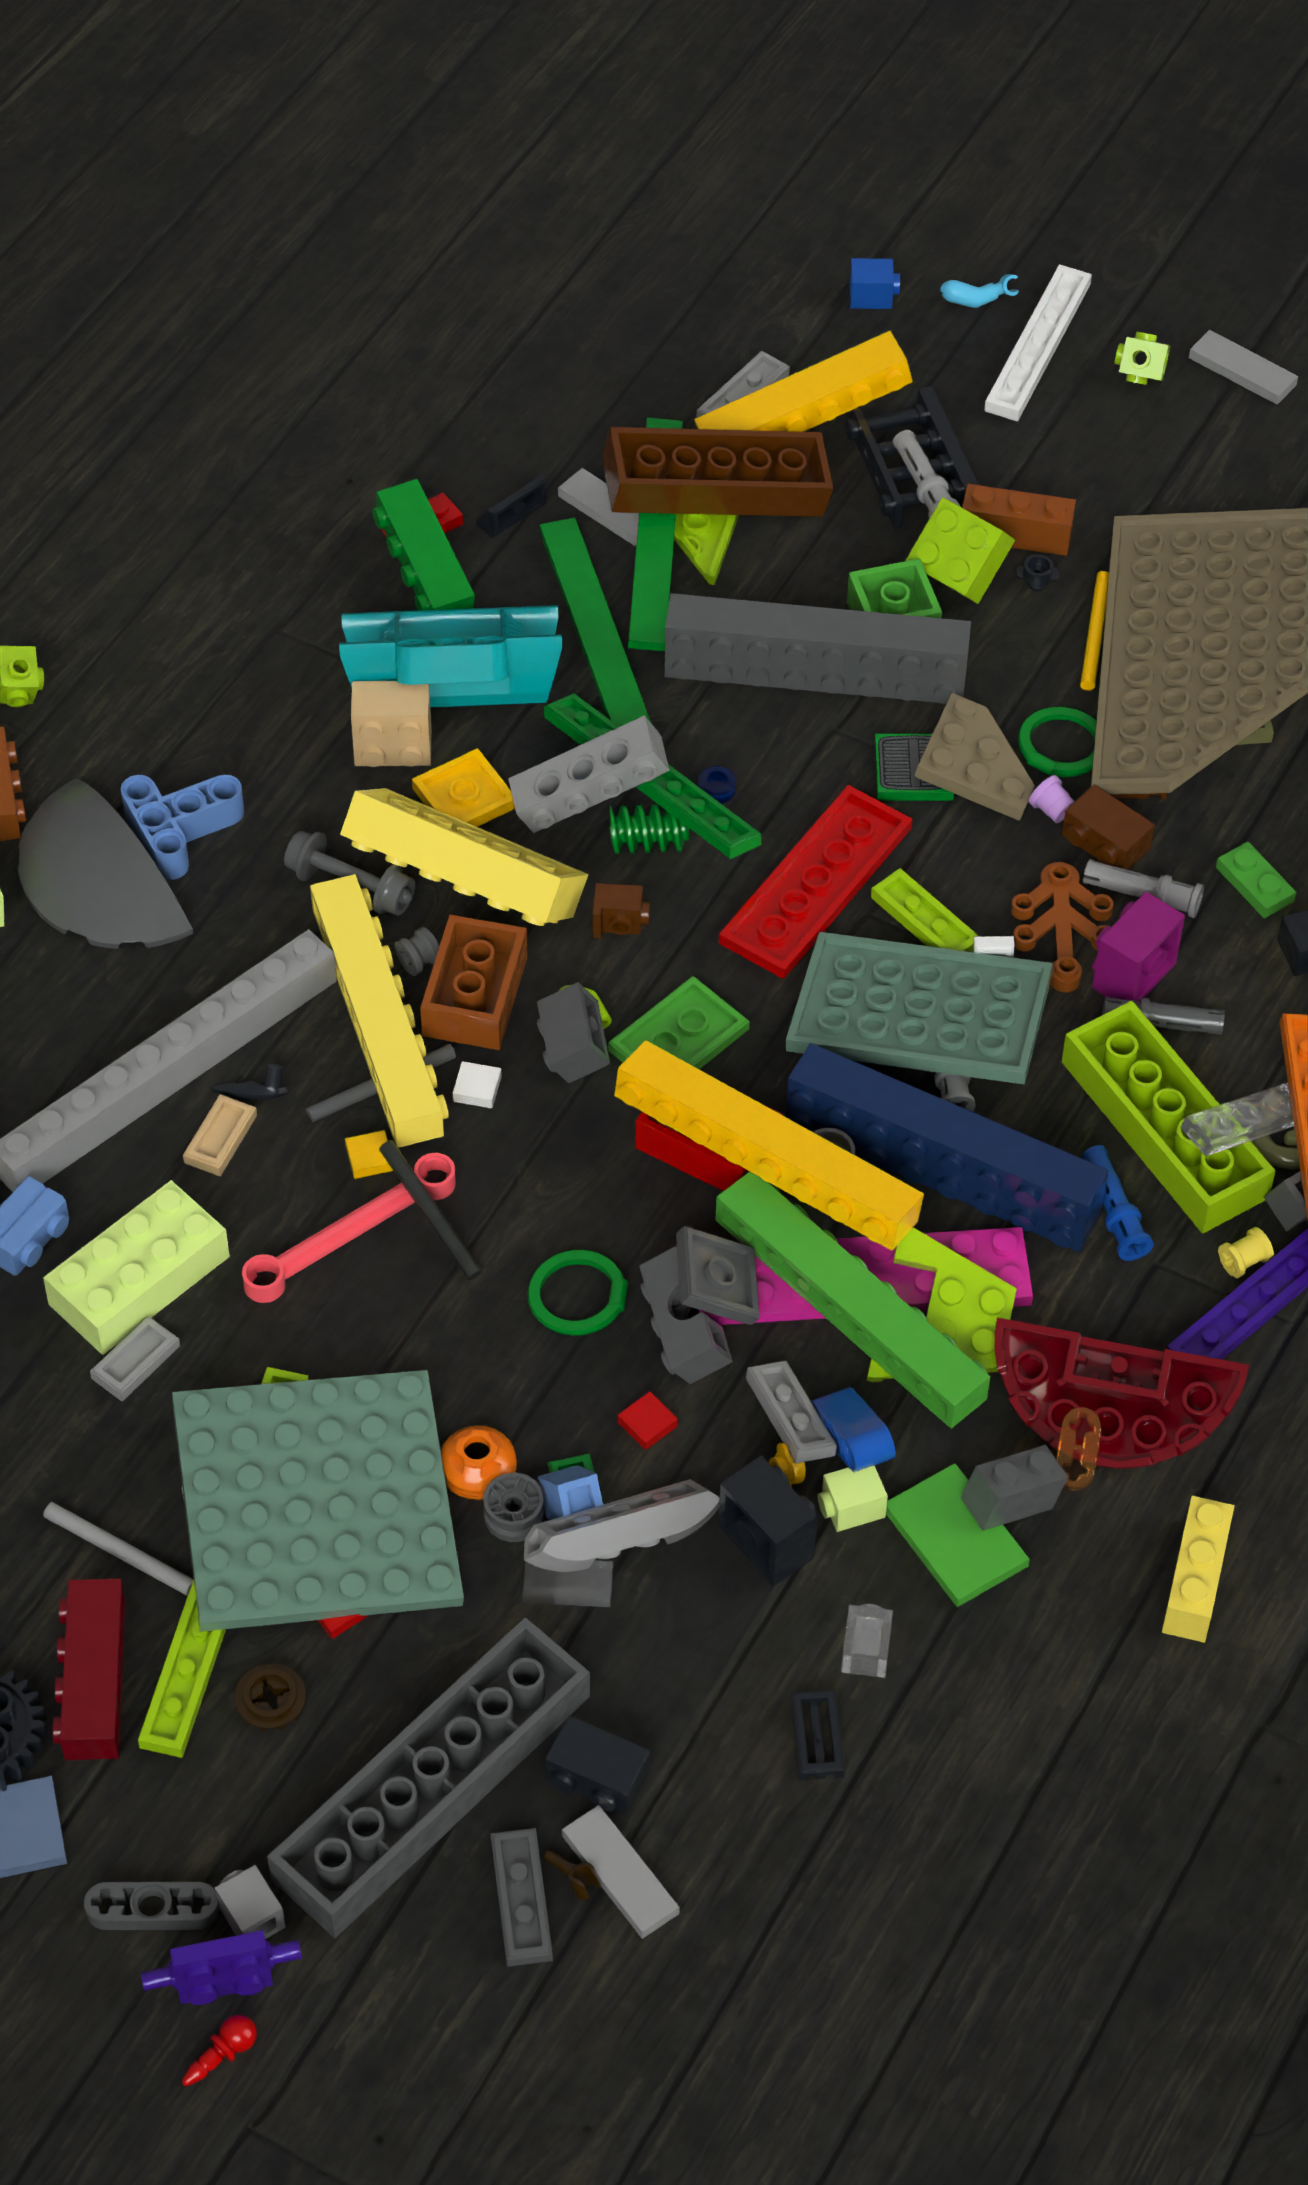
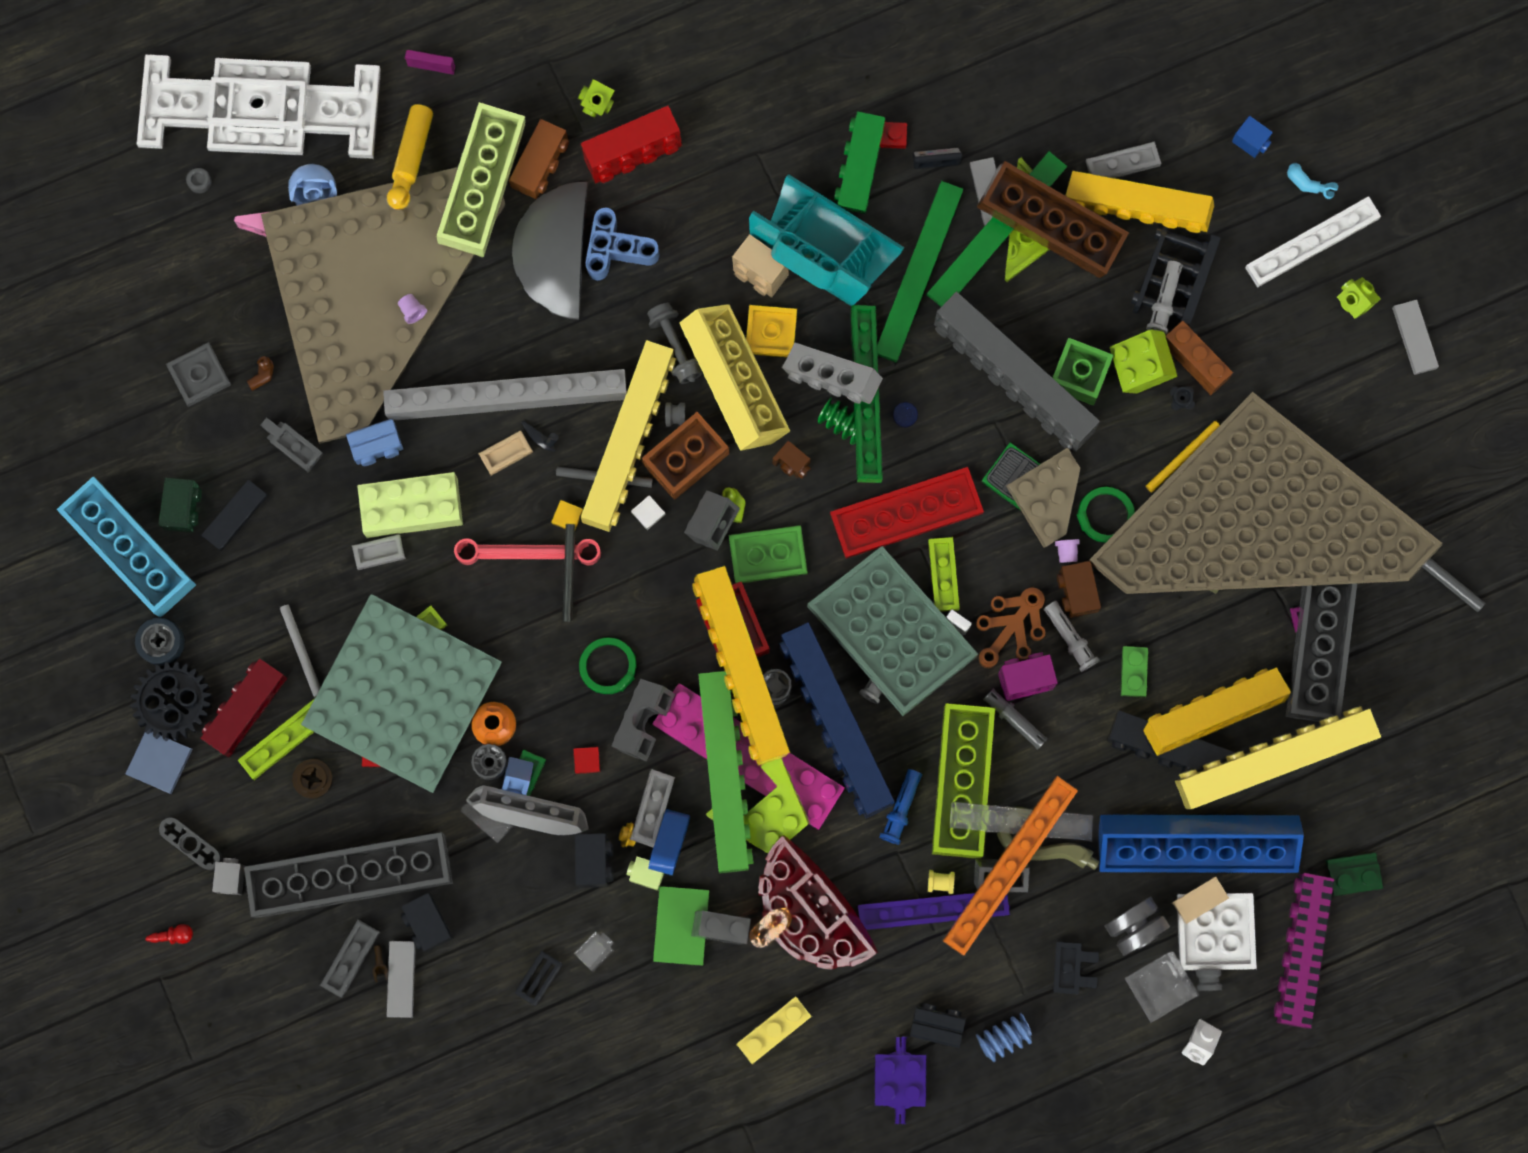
camera: 40 degrees right, 25 degrees up
(106, 694) = (631, 145): none -> red brick
(221, 1967) = (182, 901): dark purple plate -> none
(717, 1275) = (668, 715): dark grey tile -> none

